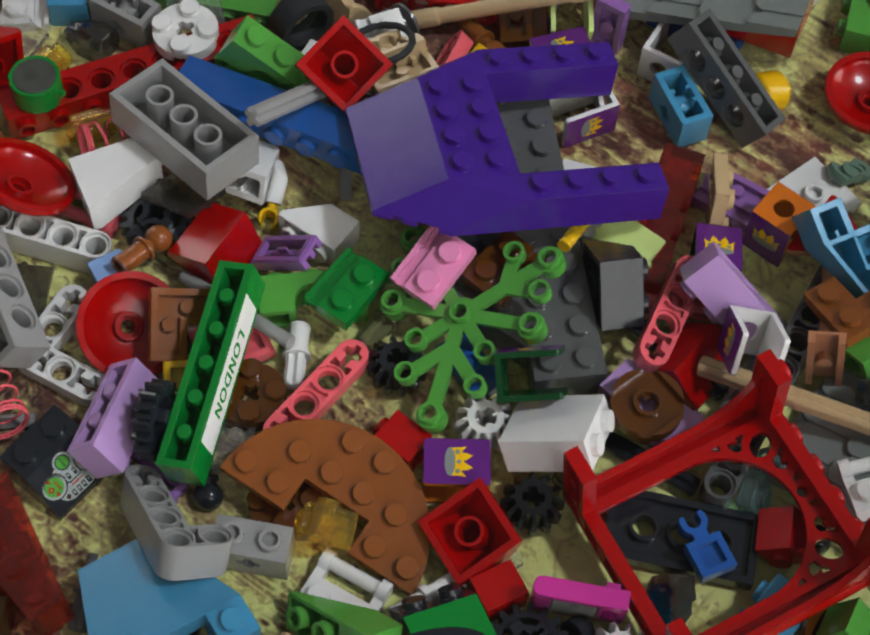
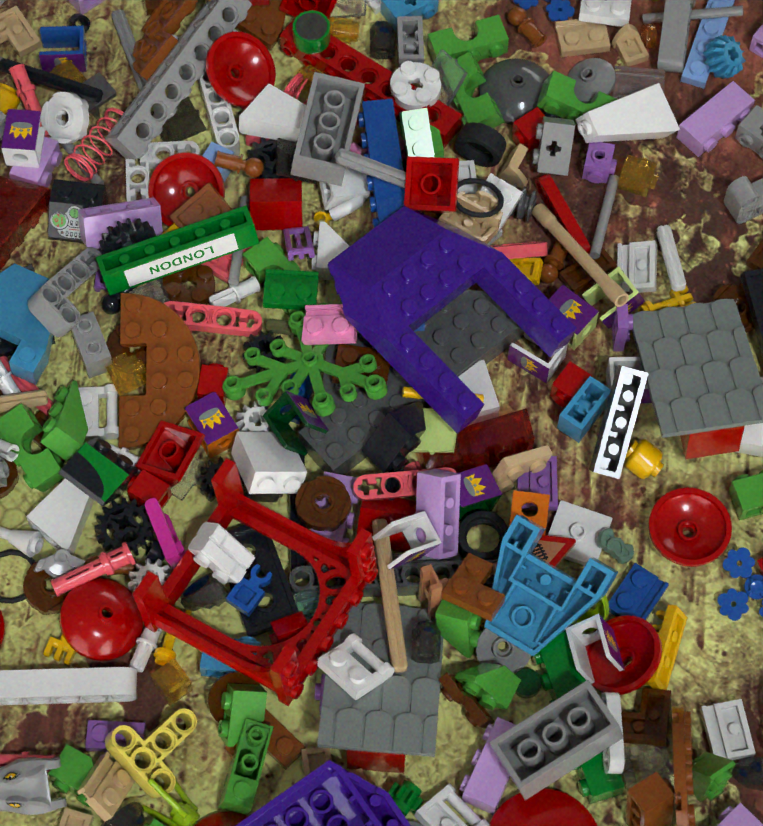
camera: 60 degrees right, 5 degrees up
(640, 106) = (568, 384): none -> red brick
(649, 546) = (221, 553): none -> white brick
(785, 267) = (481, 518): none -> black tyre

